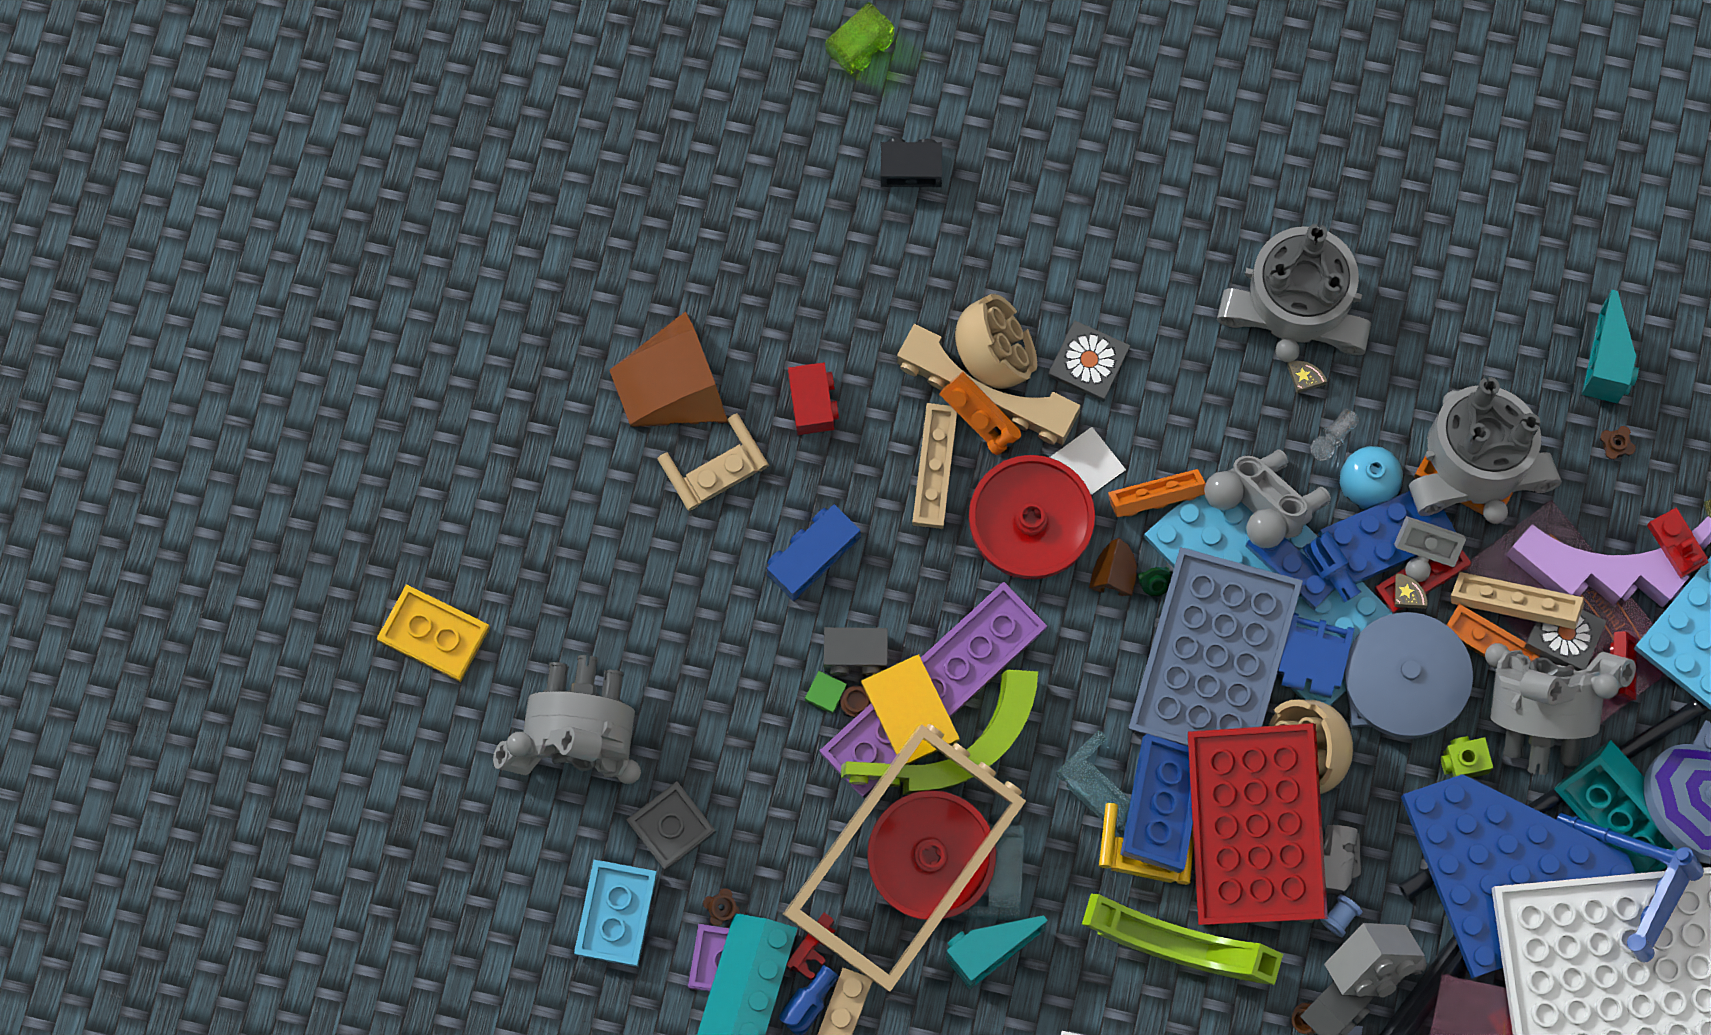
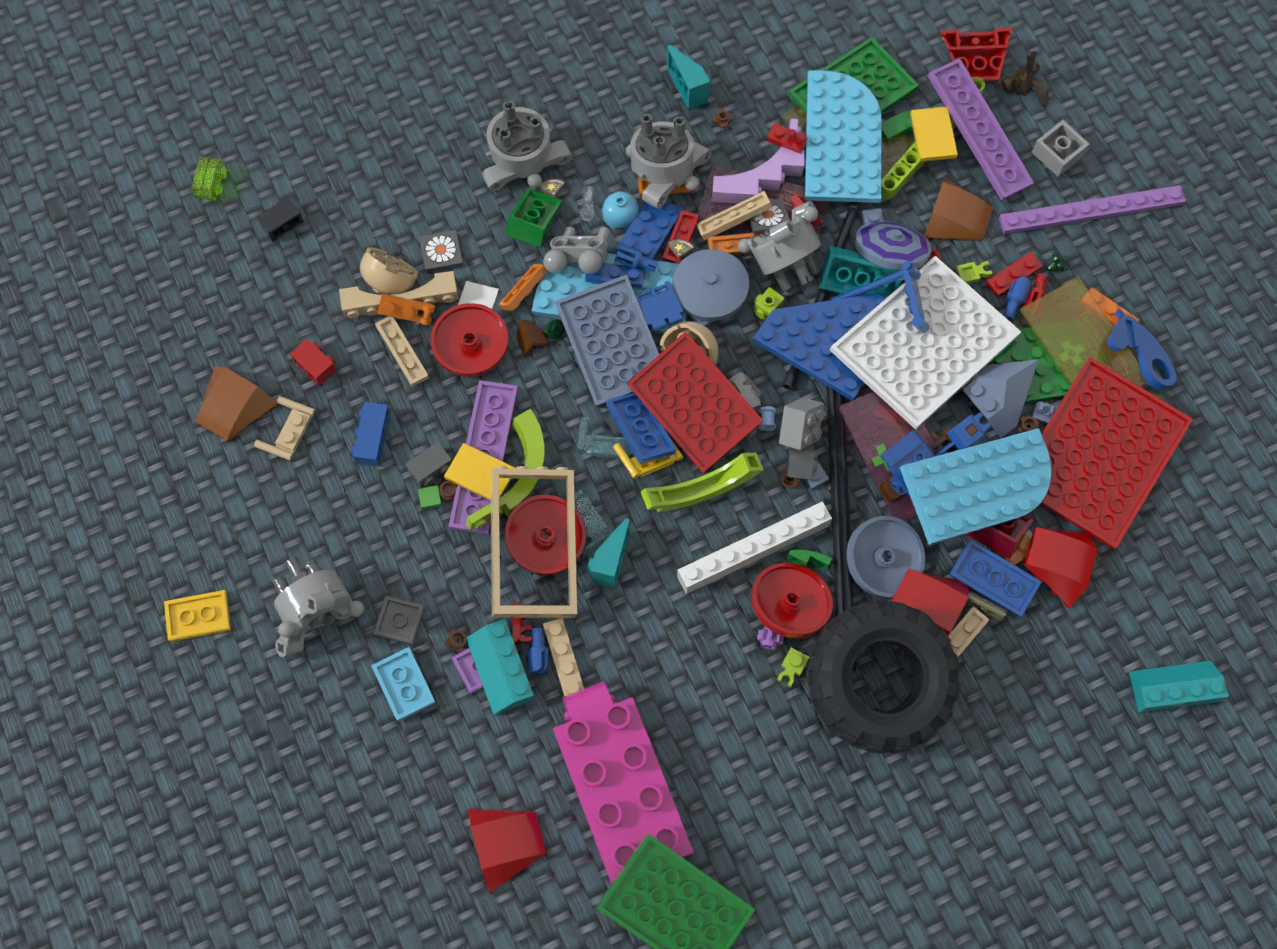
camera: 40 degrees left, 5 degrees down
(1246, 402) = (533, 217): none -> green slope
(1427, 543) = (673, 217): light grey plate -> none

